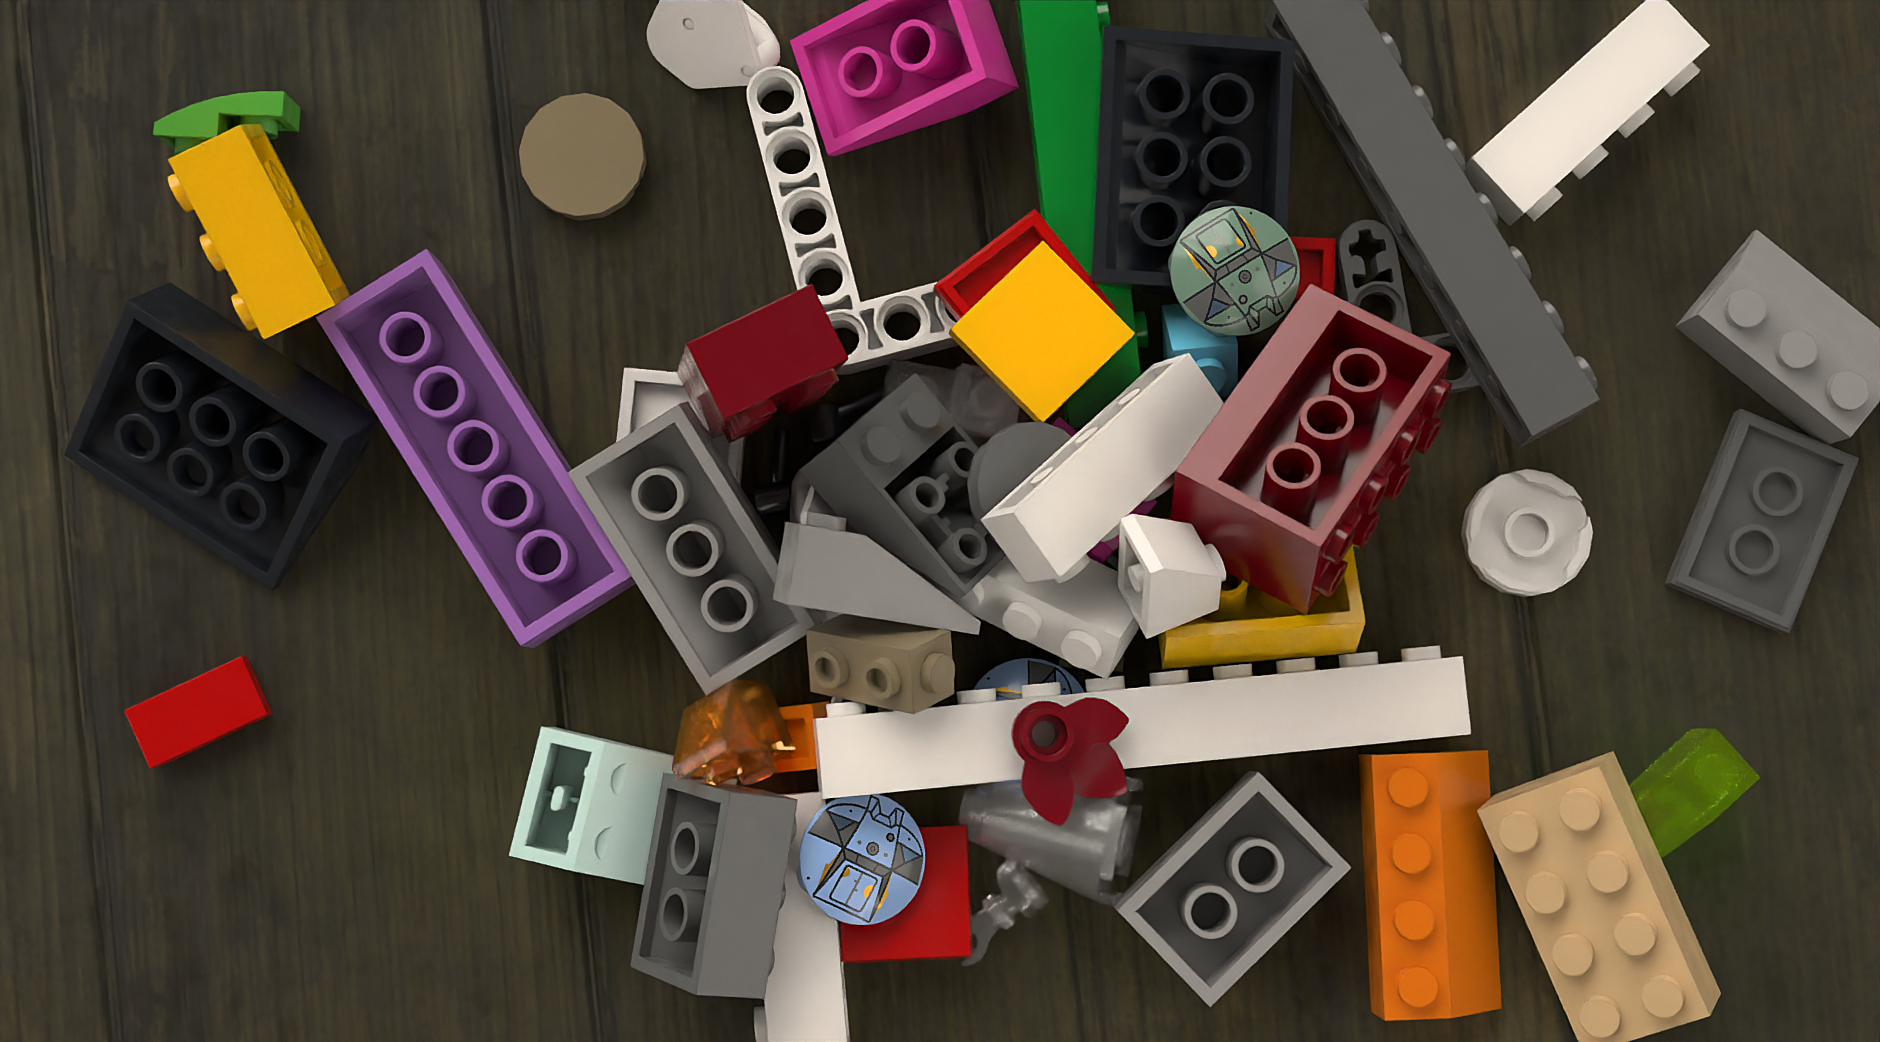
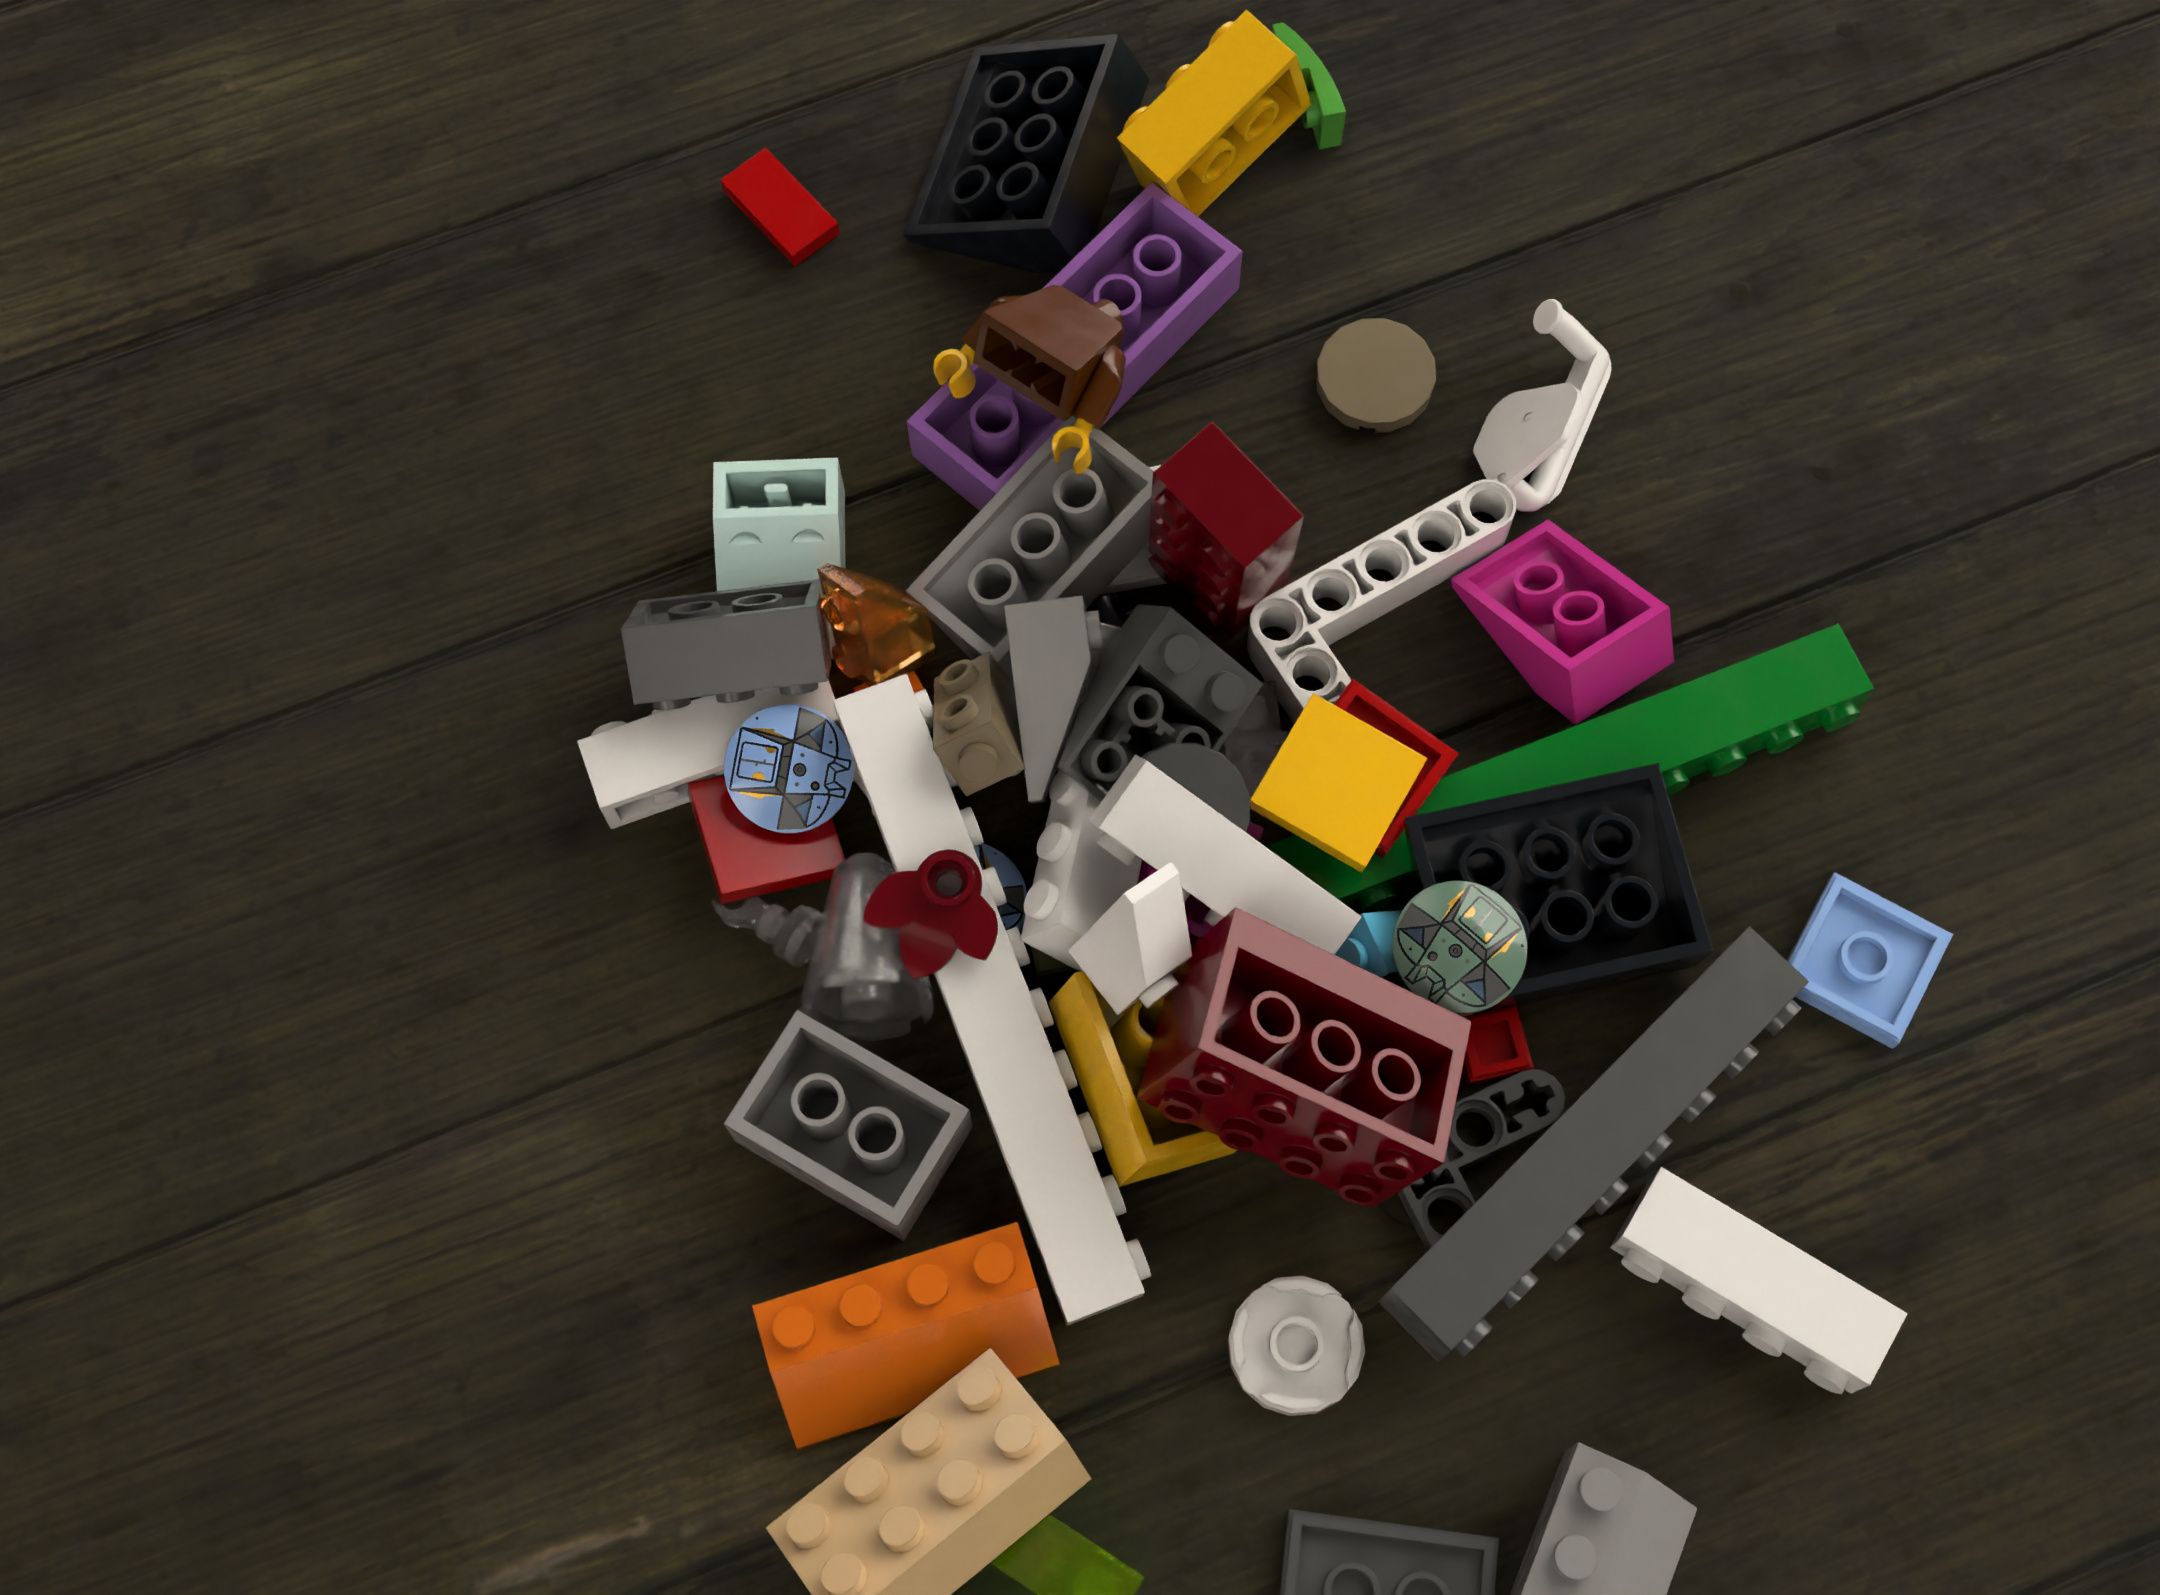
camera: 75 degrees right, 15 degrees down
(506, 478) = (1051, 352): none -> reddish brown torso

